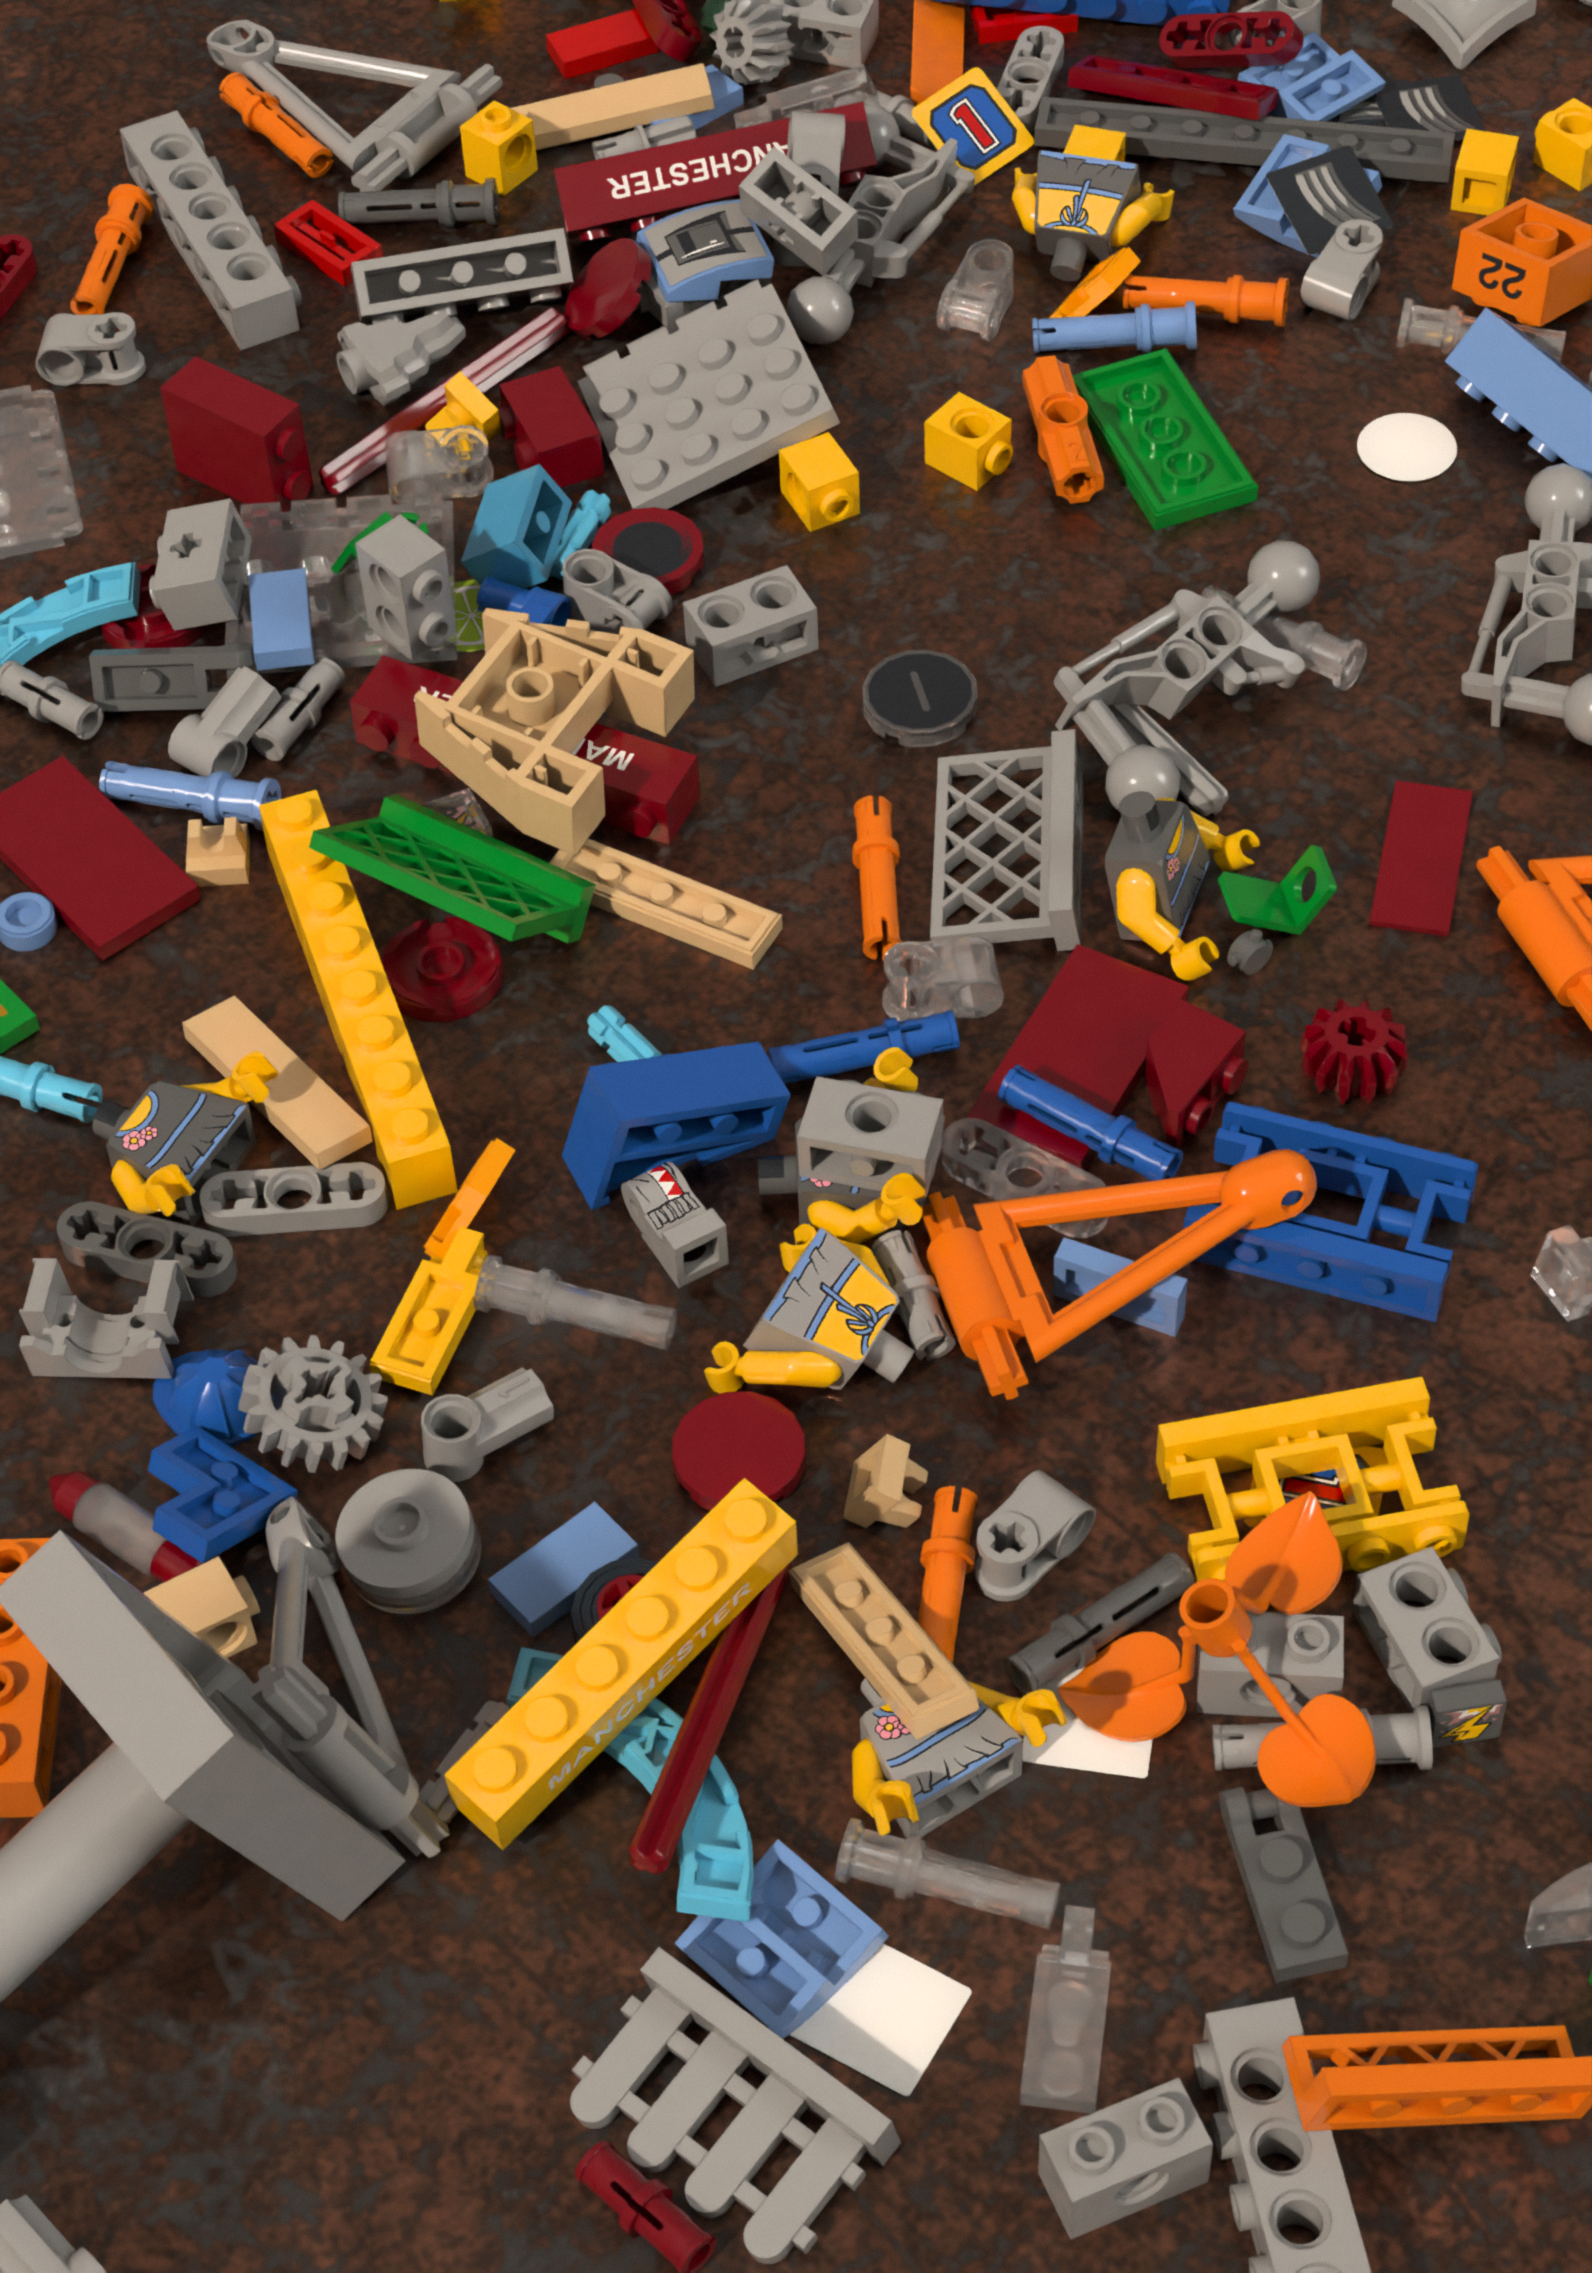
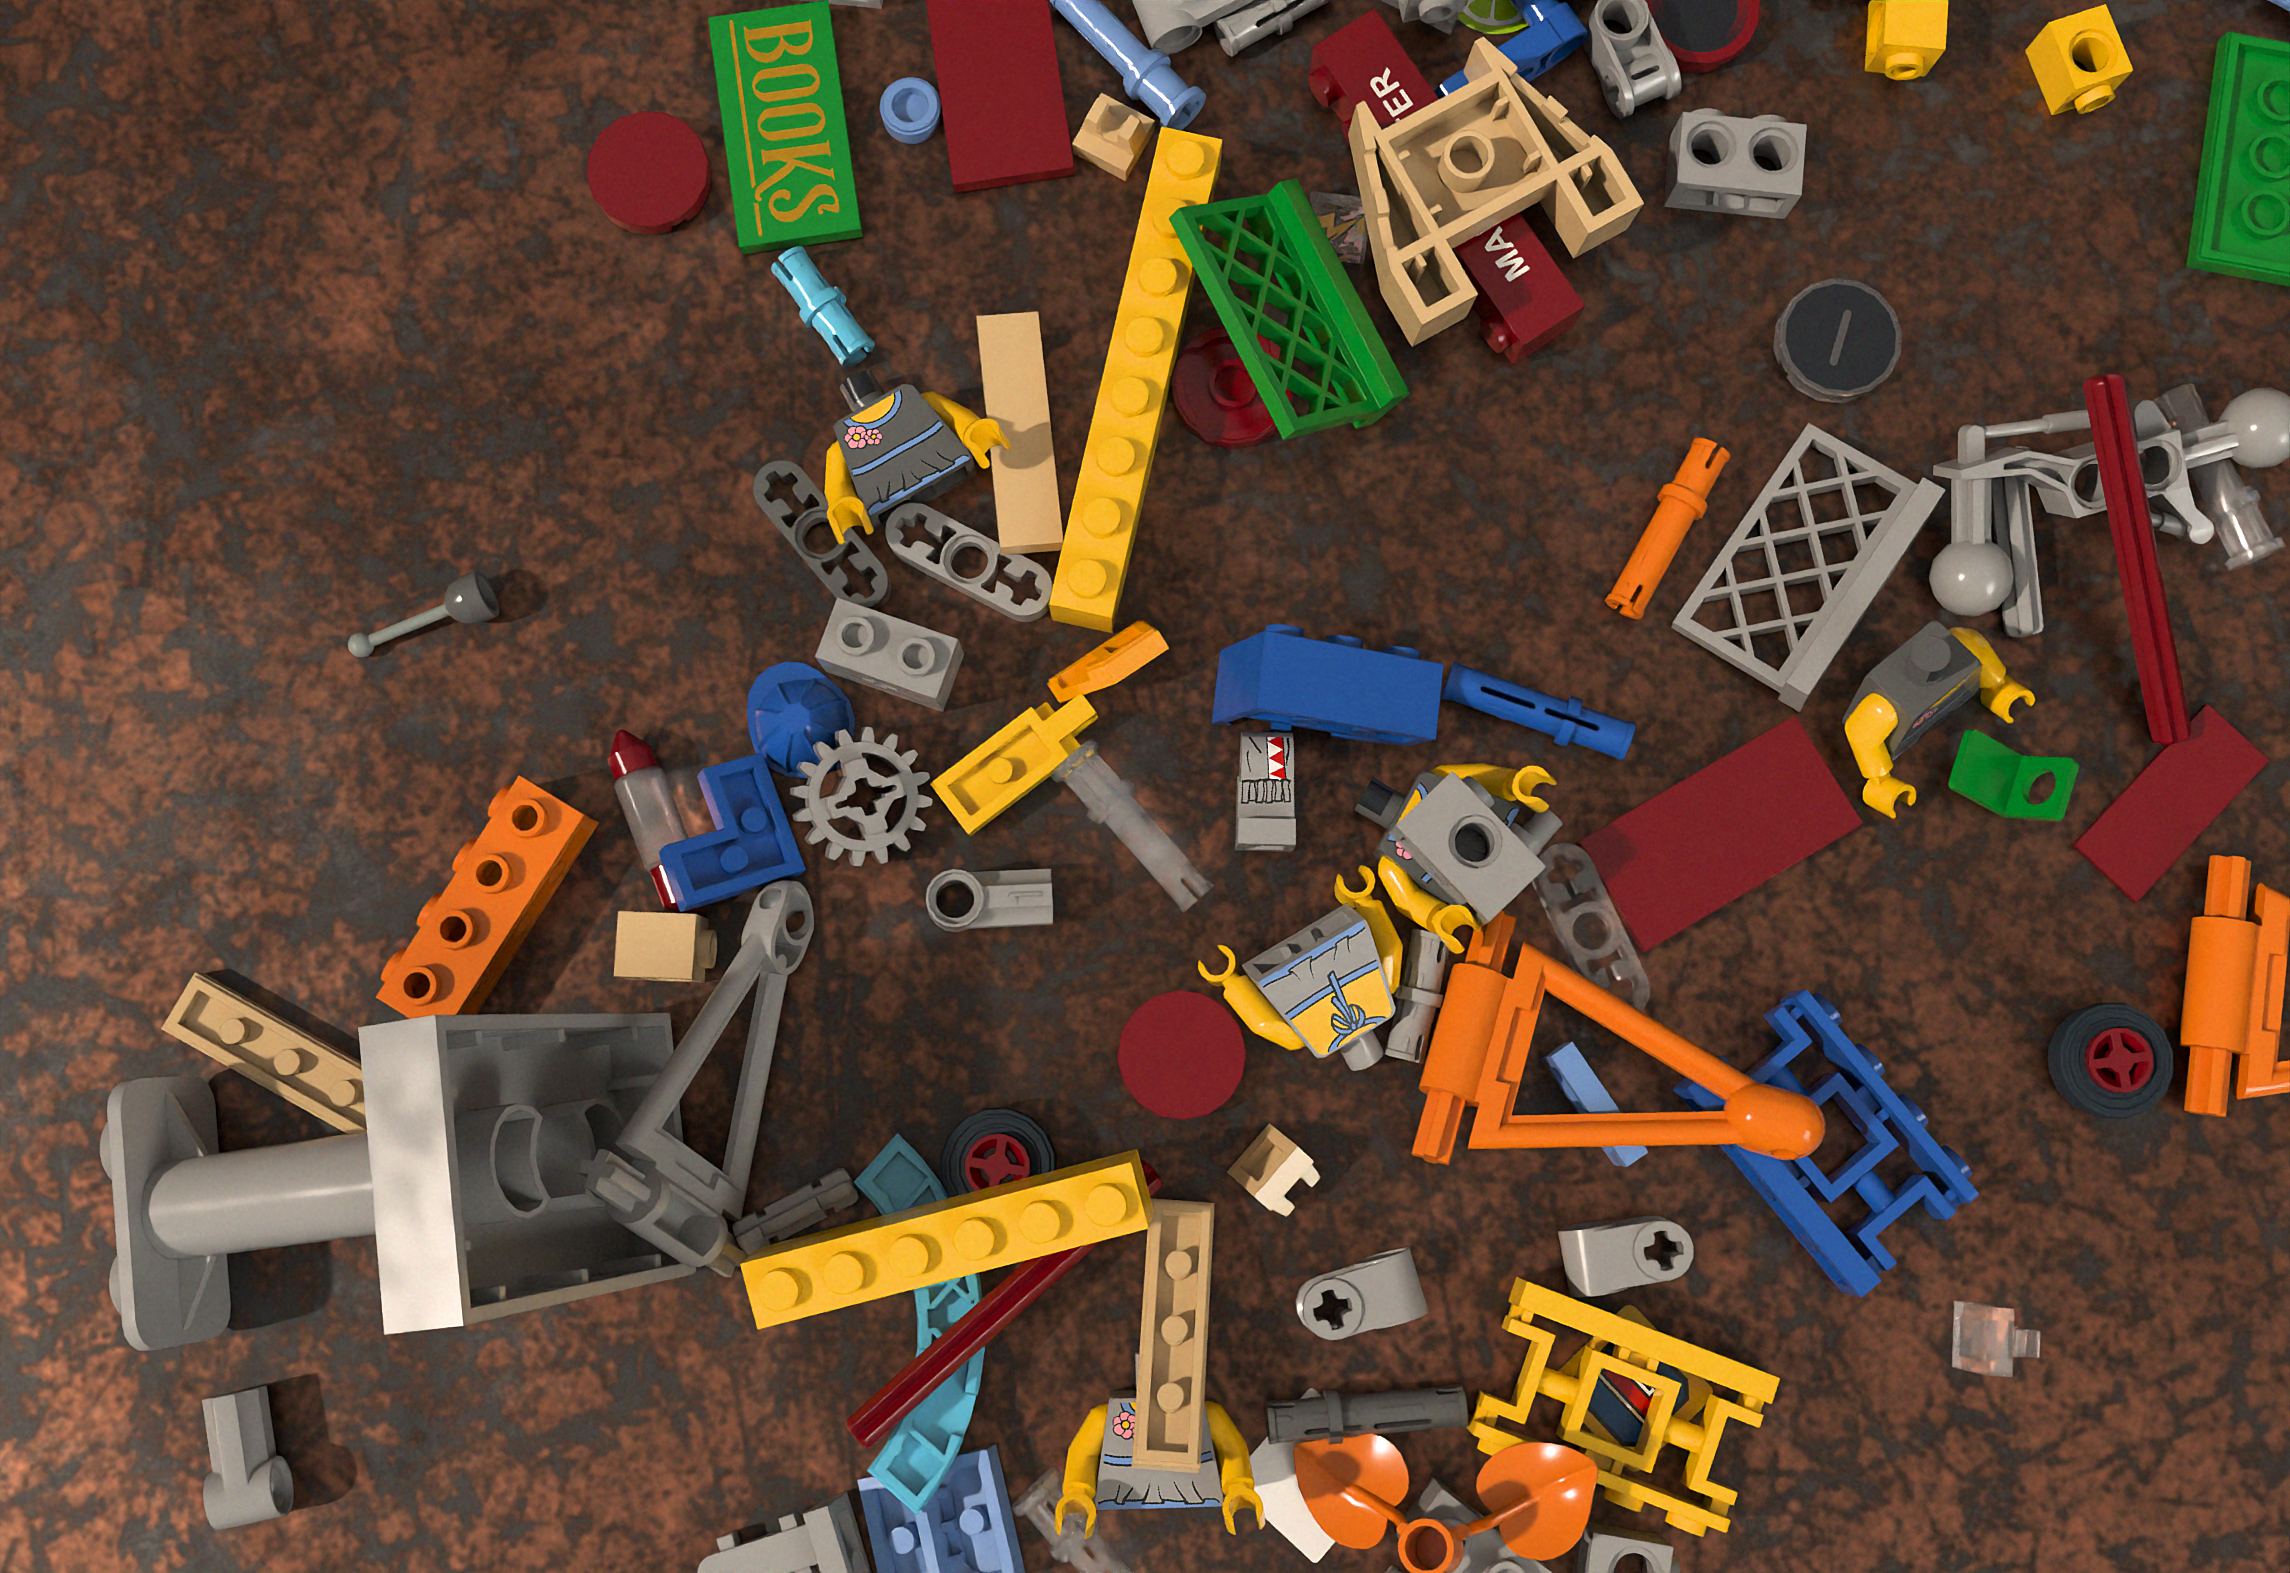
camera: 30 degrees right, 30 degrees up
(81, 1342) = (737, 606): light grey piece -> none
(268, 1289) = (890, 654): none -> light grey brick
(408, 1541) = (863, 979): light grey piece -> none
(545, 1578) = (976, 1075): medium blue tile -> none
(624, 1040) = (1341, 581): medium azure axle -> none
(674, 903) = (1471, 437): tan tile -> none
(944, 977) = (1660, 685): clear piece -> none
(947, 1561) = (1267, 1291): orange pin -> none
(1063, 429) = (2191, 74): orange piece -> none
(1111, 1136) = (1680, 941): blue pin -> none
(1190, 1067) = (1798, 916): dark red slope -> none
(1229, 1371) = (1611, 1256): none -> light grey piece
(1250, 952) = (1942, 818): dark grey piece -> none
(1257, 695) = (2137, 557): none -> dark red axle
(1354, 1051) = (1982, 992): dark red gear -> none
(1491, 1031) = (2135, 1055): none -> black wheel

